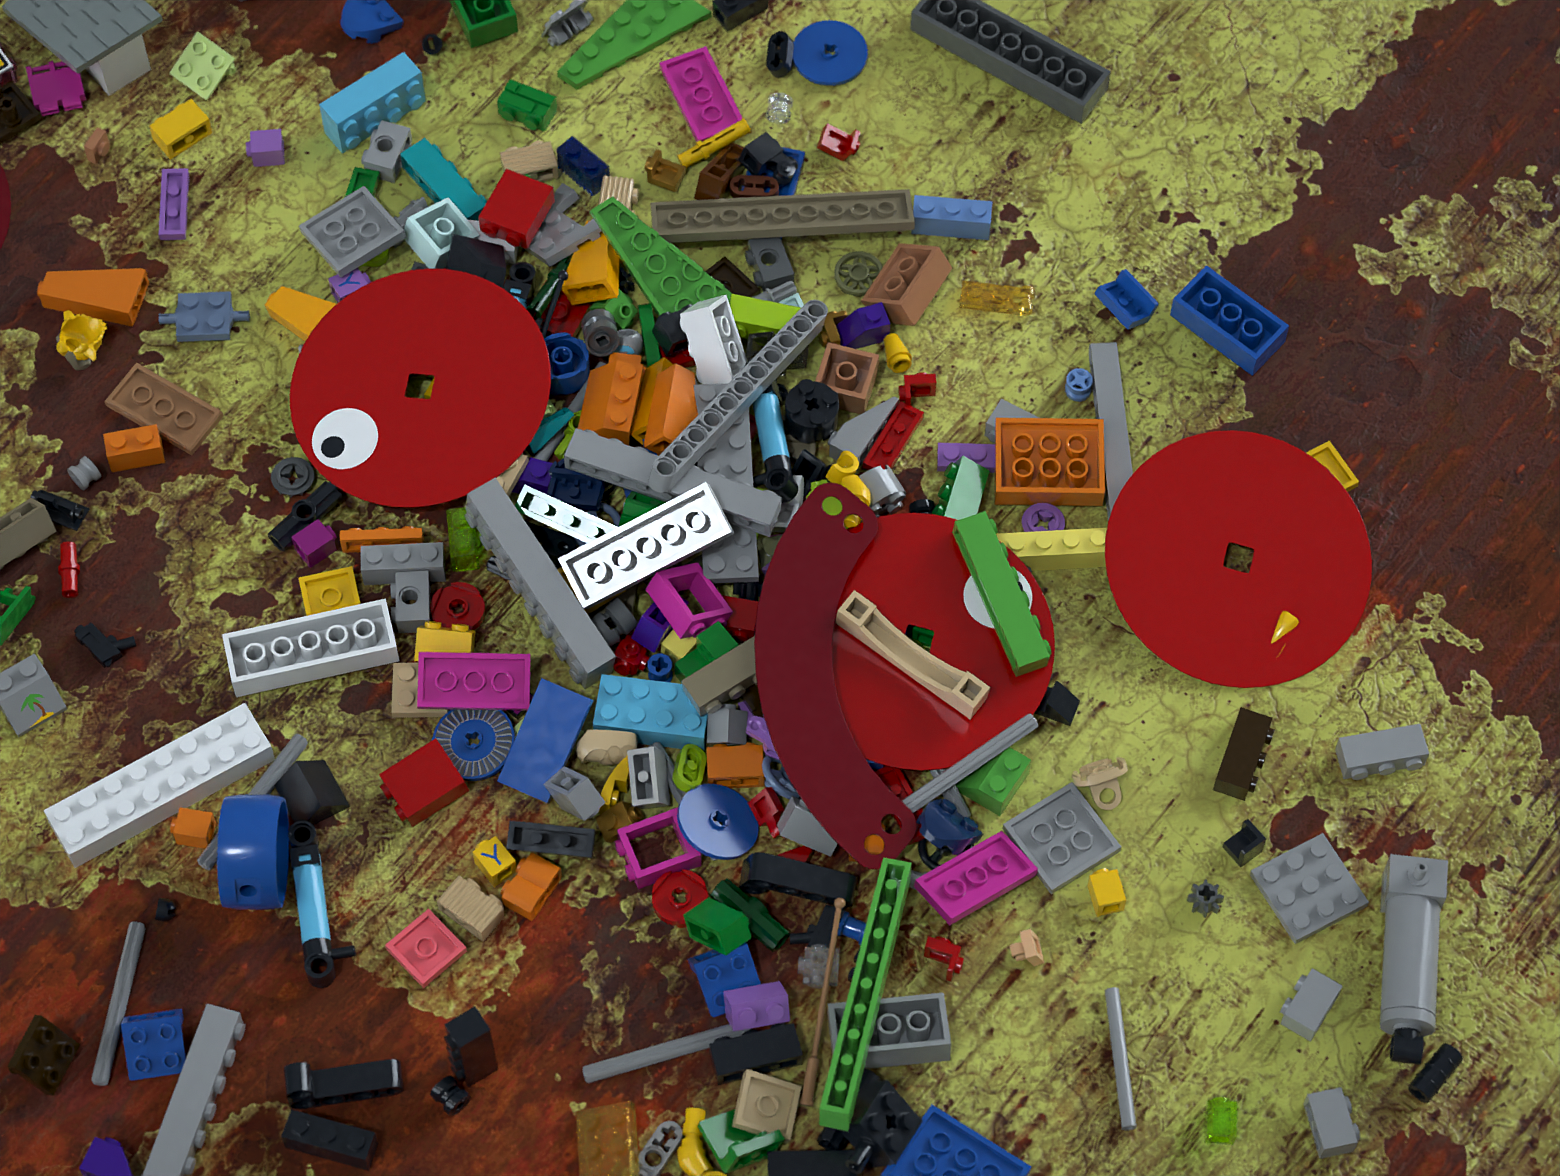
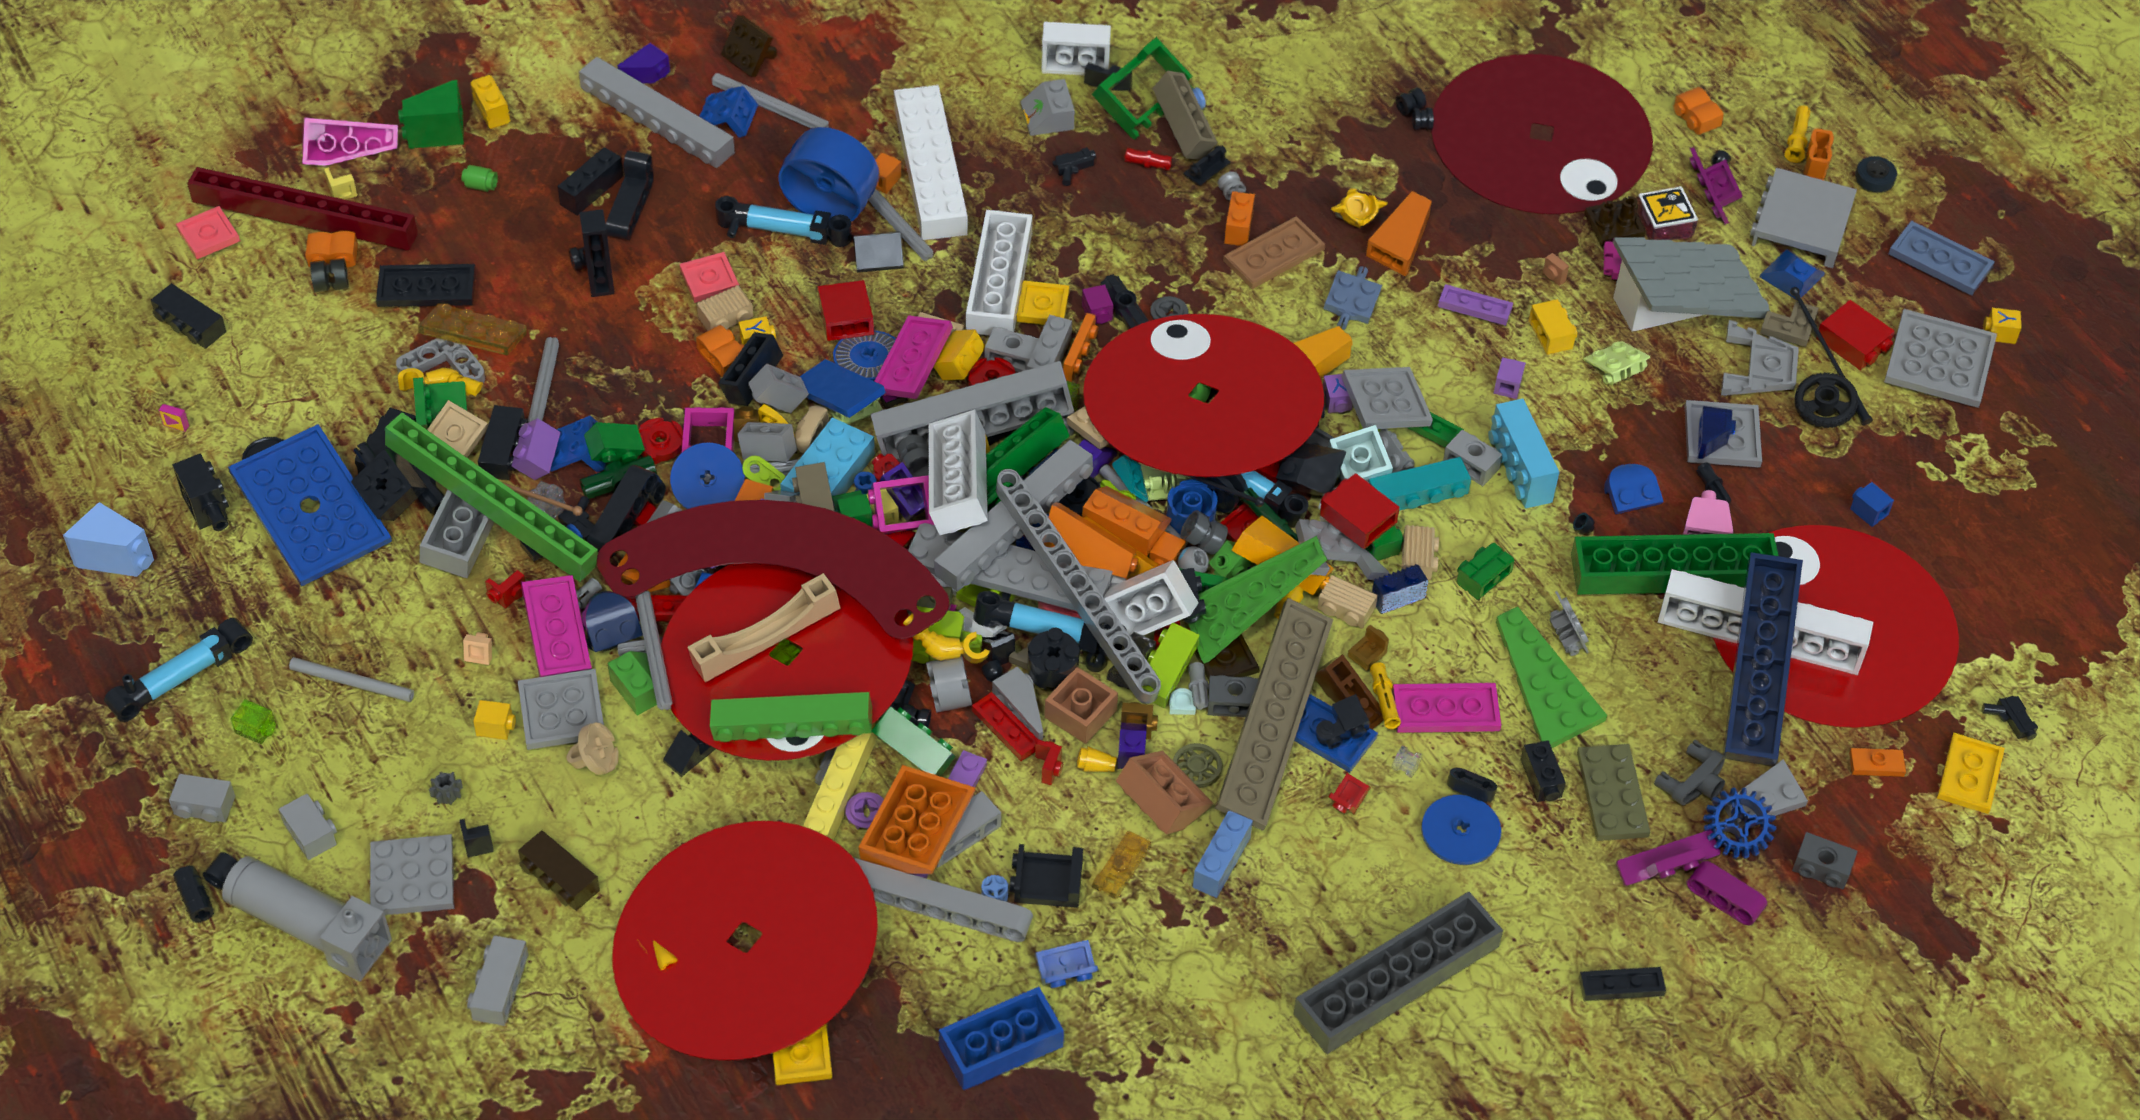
camera: 110 degrees right, 10 degrees down
(753, 186) = (1316, 706): copper beam -> none
(1039, 347) = (1047, 878): none -> black panel

